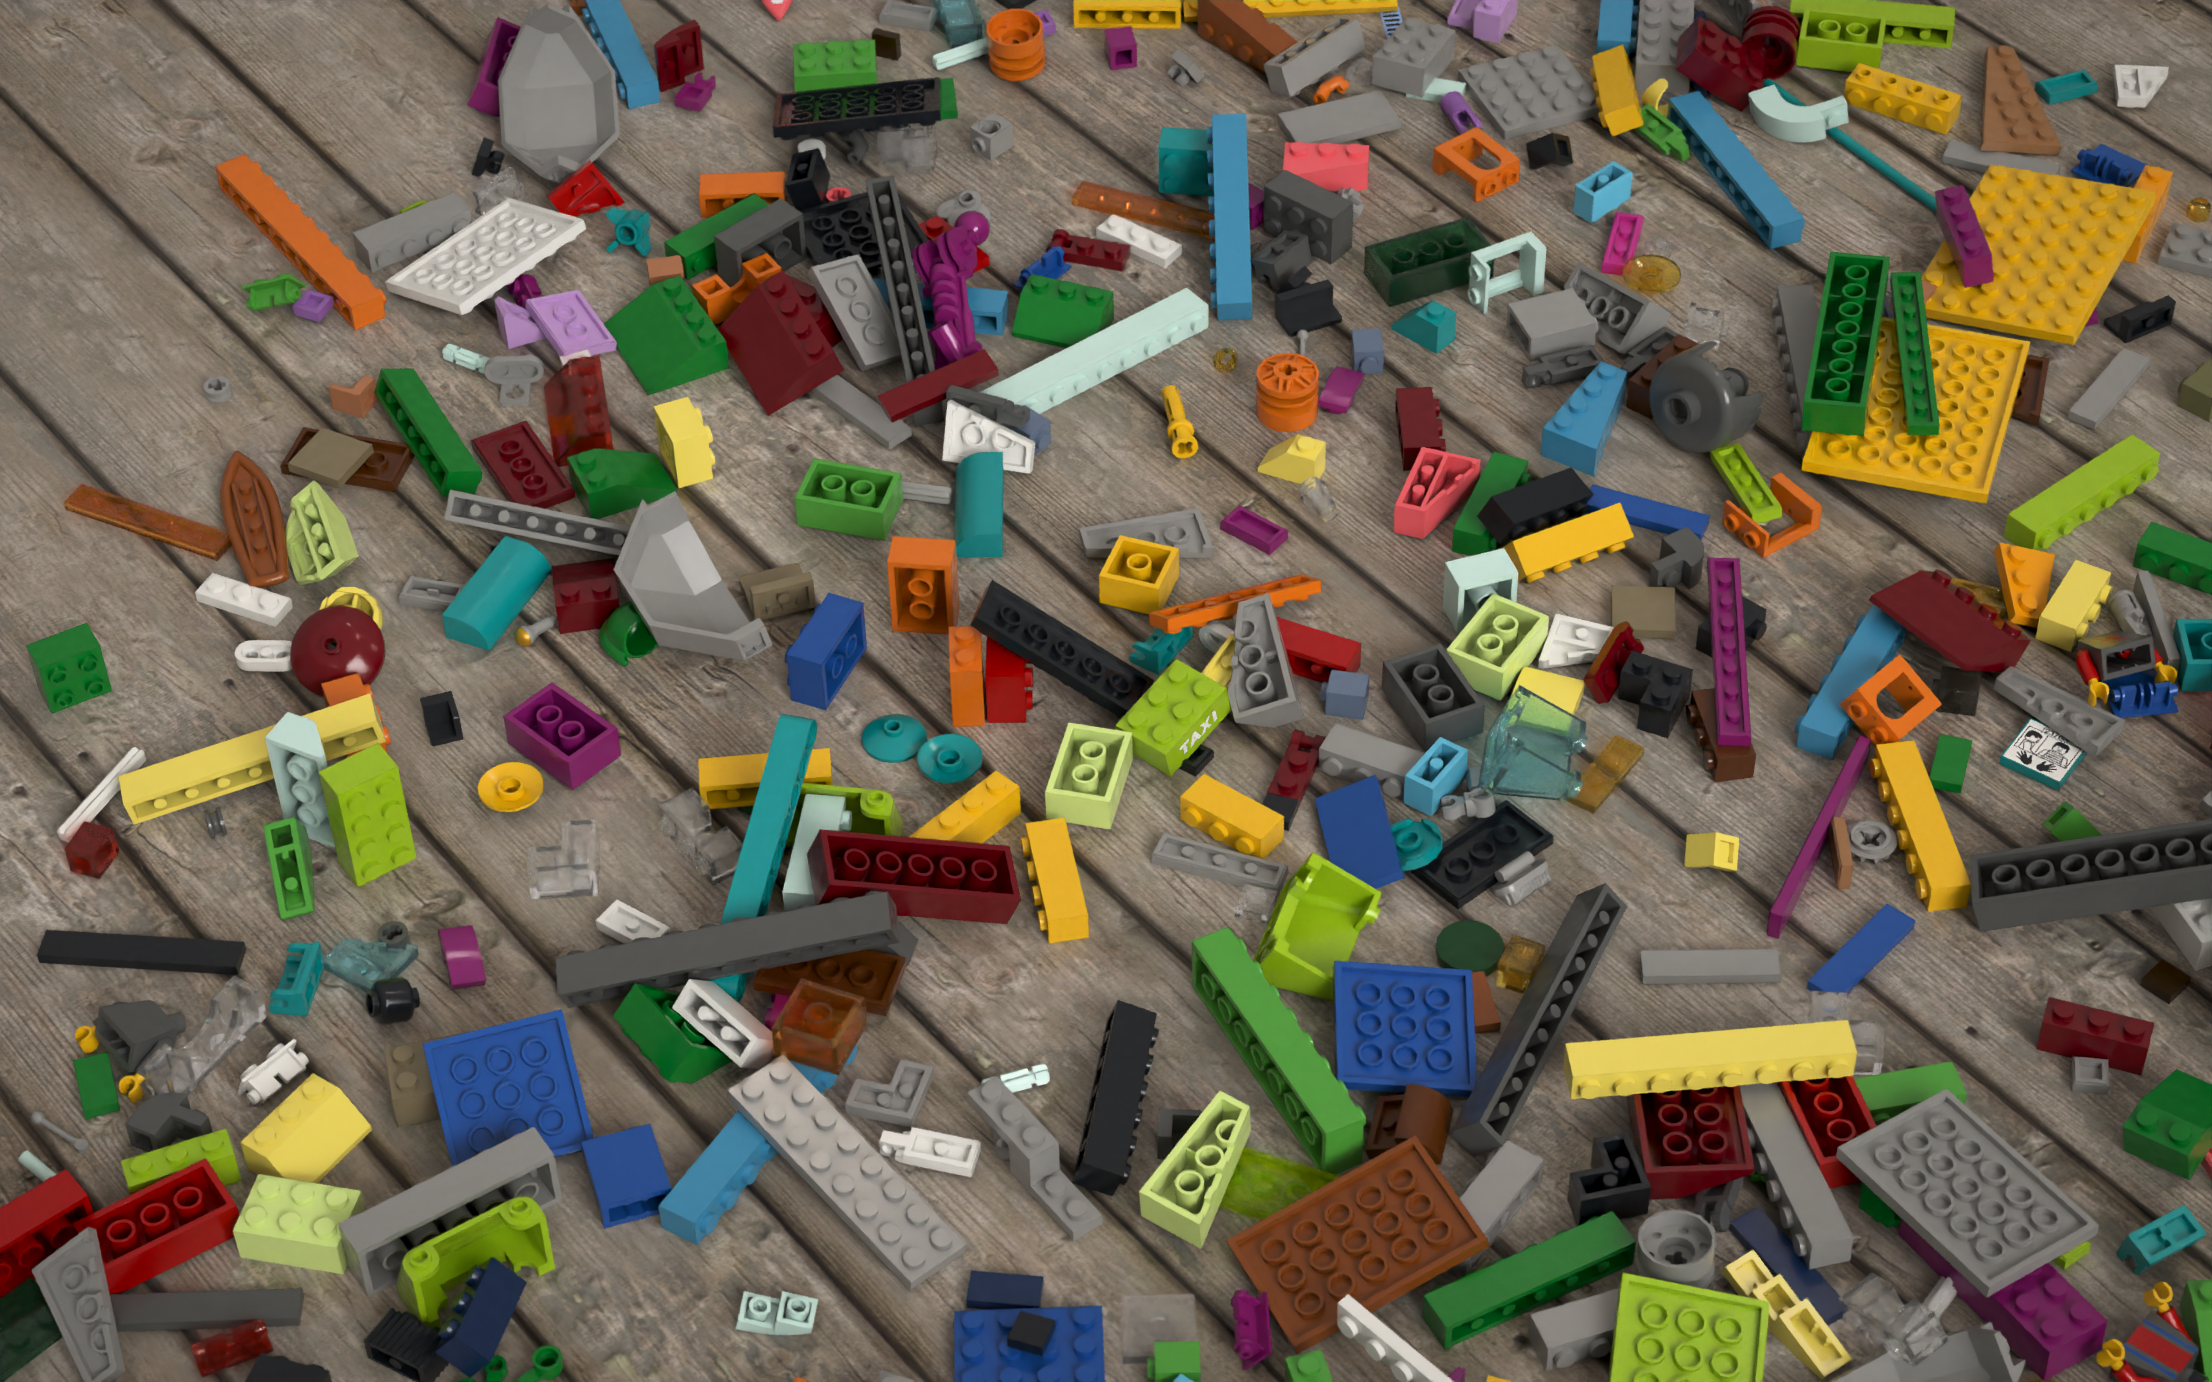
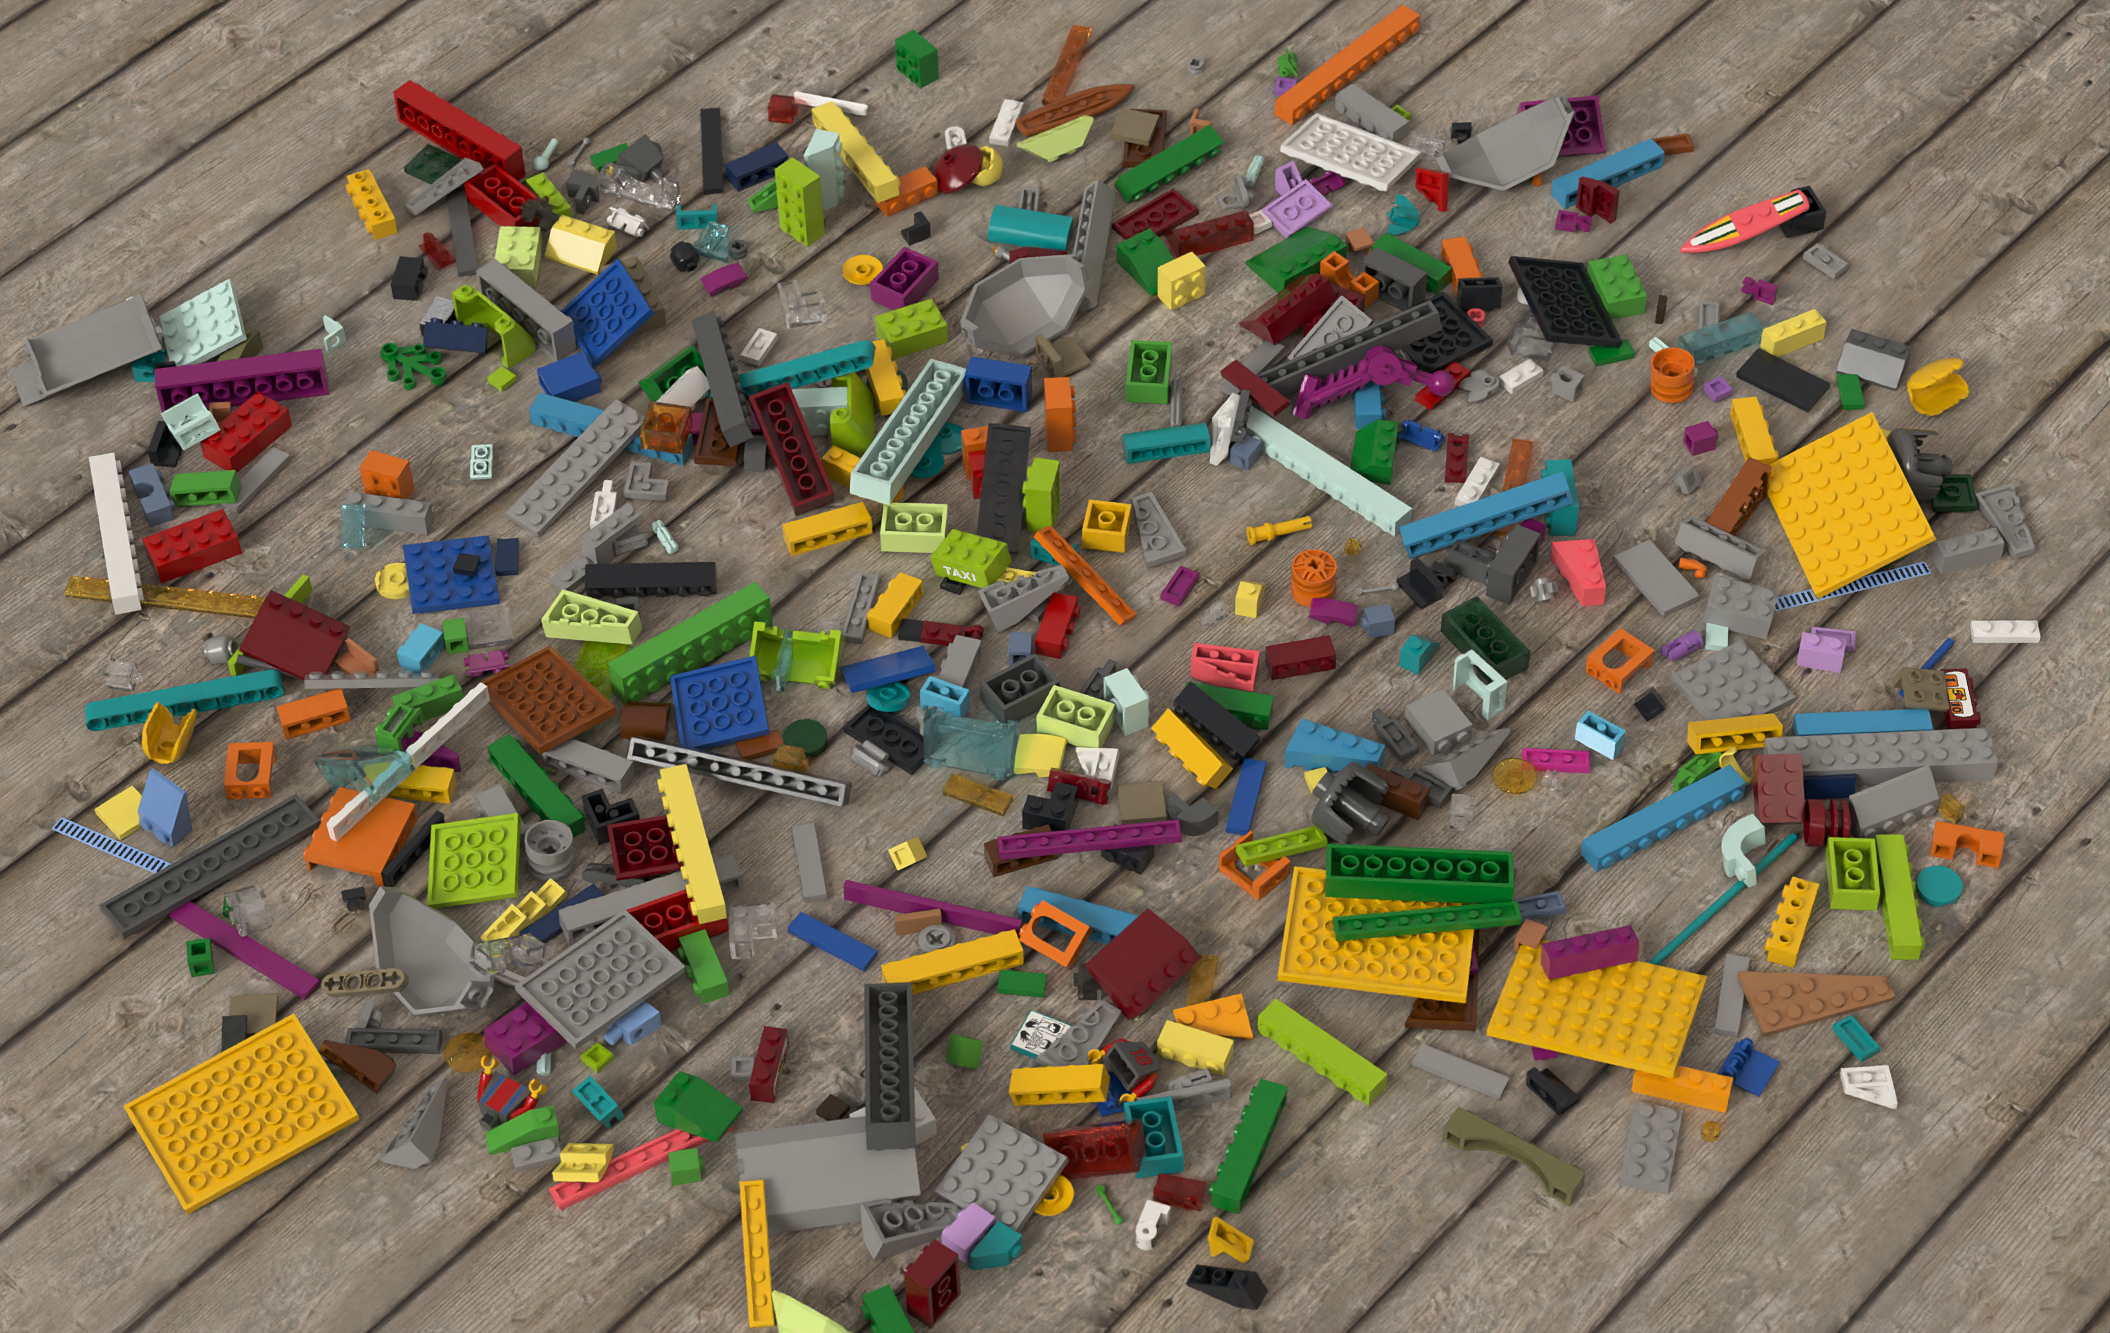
camera: 80 degrees right, 5 degrees up
(214, 892) = (755, 166): none -> dark blue brick
(234, 1163) = (540, 209): none -> clear smoke hips
(582, 1274) = (502, 378): none -> lime tile
(664, 741) = (912, 328): none -> lime brick
(924, 743) = (908, 432): none -> light aqua brick
(957, 175) = (1521, 376): none -> white plate
(1086, 605) = (1042, 494): none -> lime brick
(1330, 942) = (784, 661): none -> clear light blue wing
(1424, 622) = (1095, 684): none -> dark grey hinge
(1626, 445) = (1313, 777): none -> light yellow tile
(2147, 729) = (1059, 1085): none -> yellow brick

